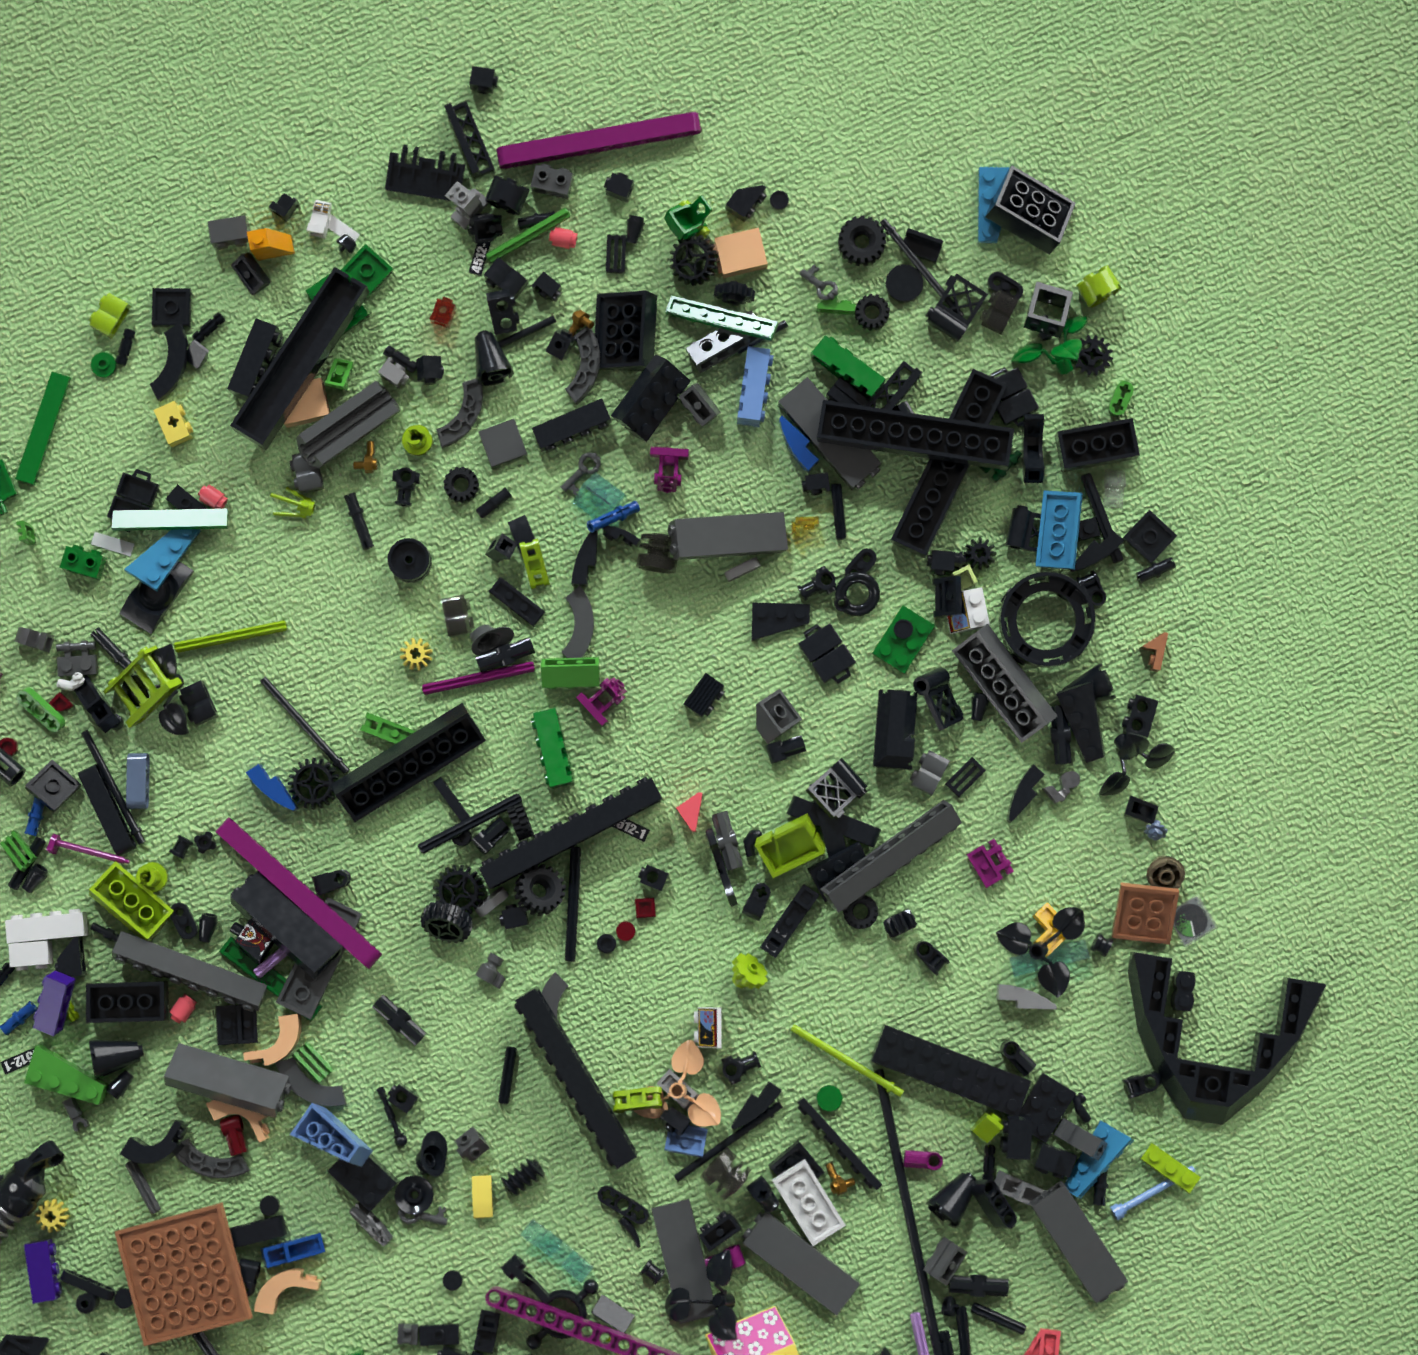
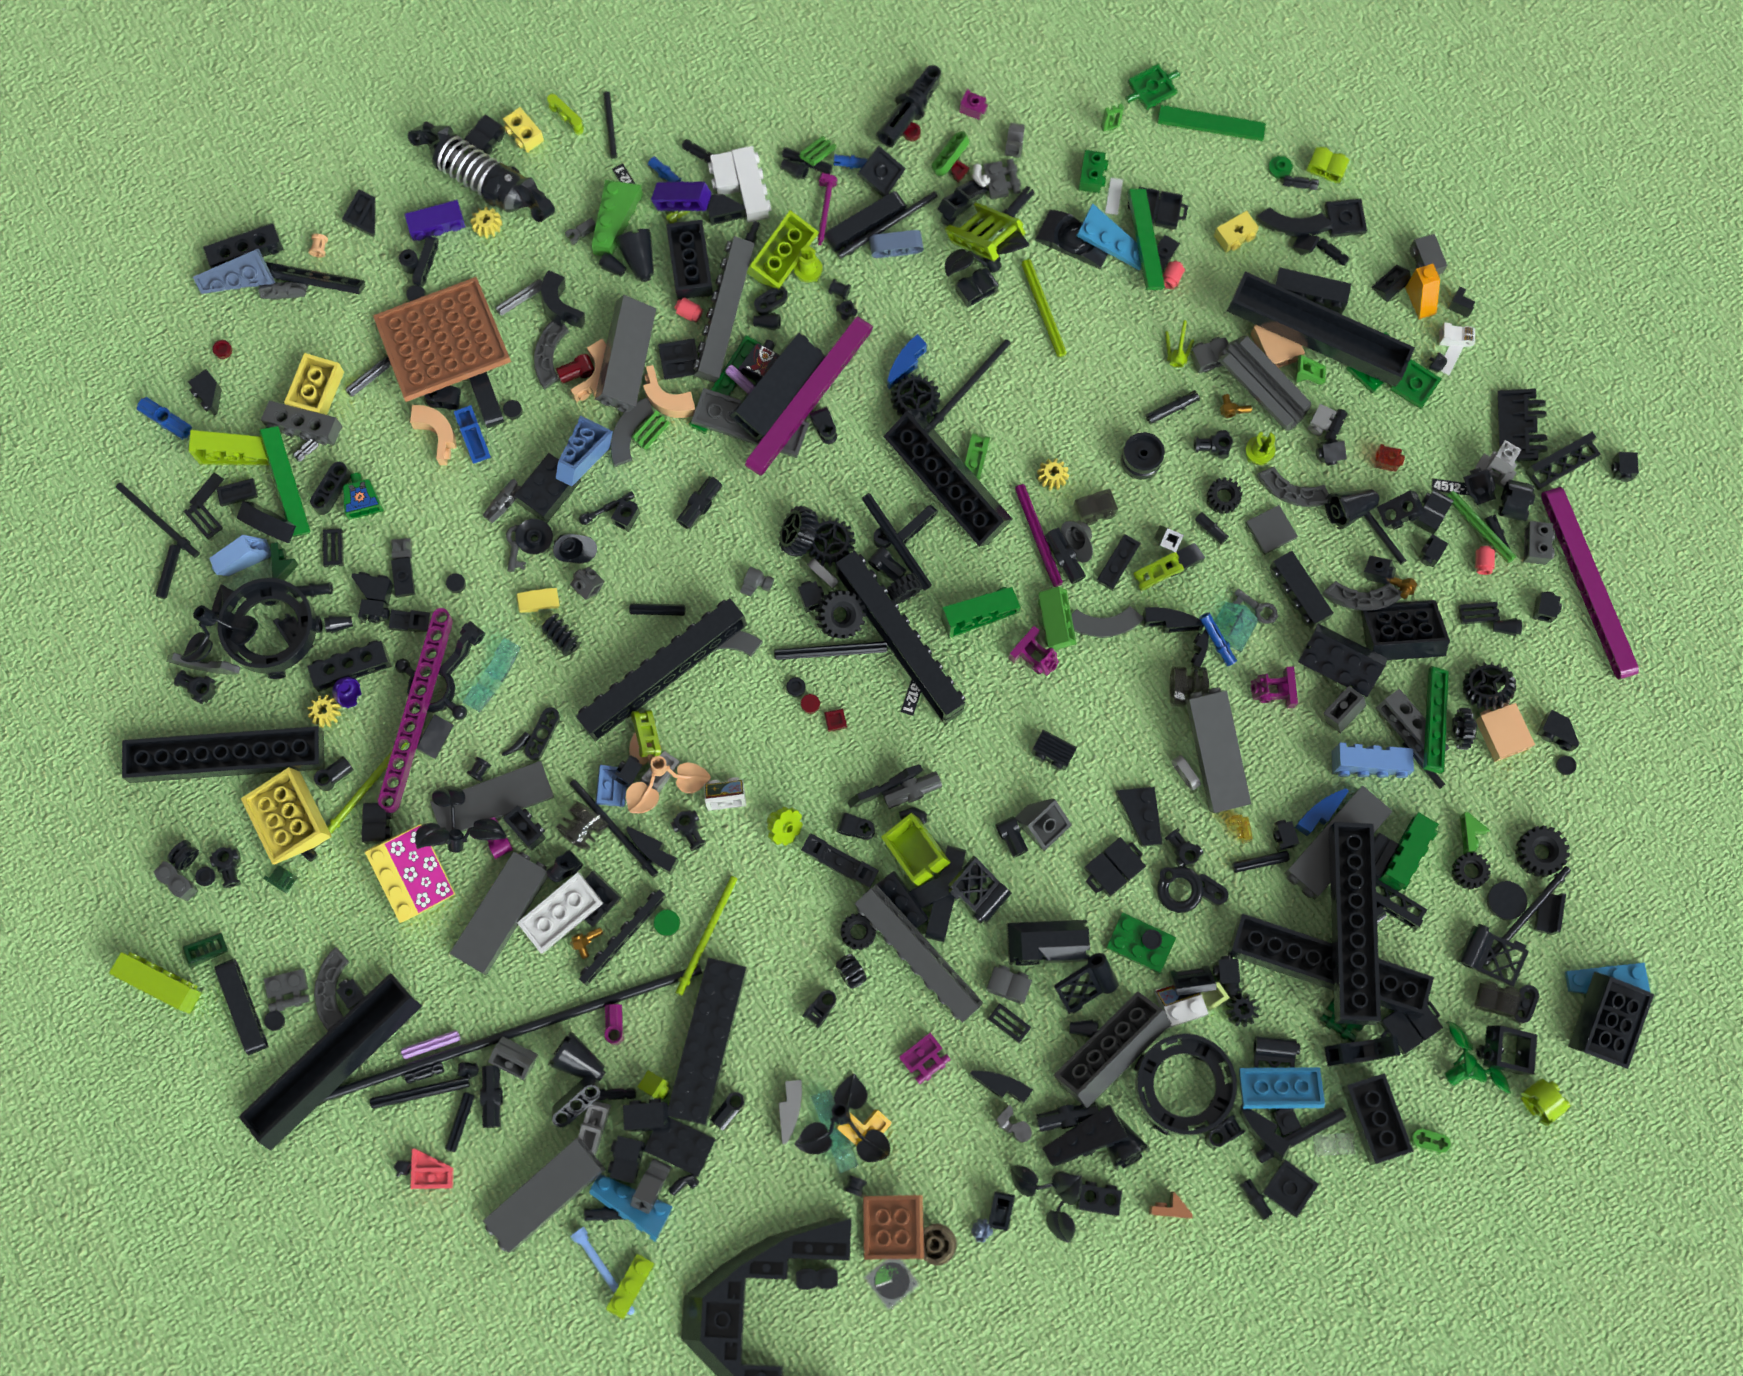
camera: 80 degrees right, 10 degrees down
(662, 876) = (866, 731): black brick -> none
(686, 220) = (1528, 672): green piece -> none
(690, 811) = (937, 749): coral slope -> none
(820, 285) = (1489, 813): dark grey piece -> none
(1099, 356) = (1470, 1112): black gear -> none
(1138, 1084) = (714, 1243): black piece -> none

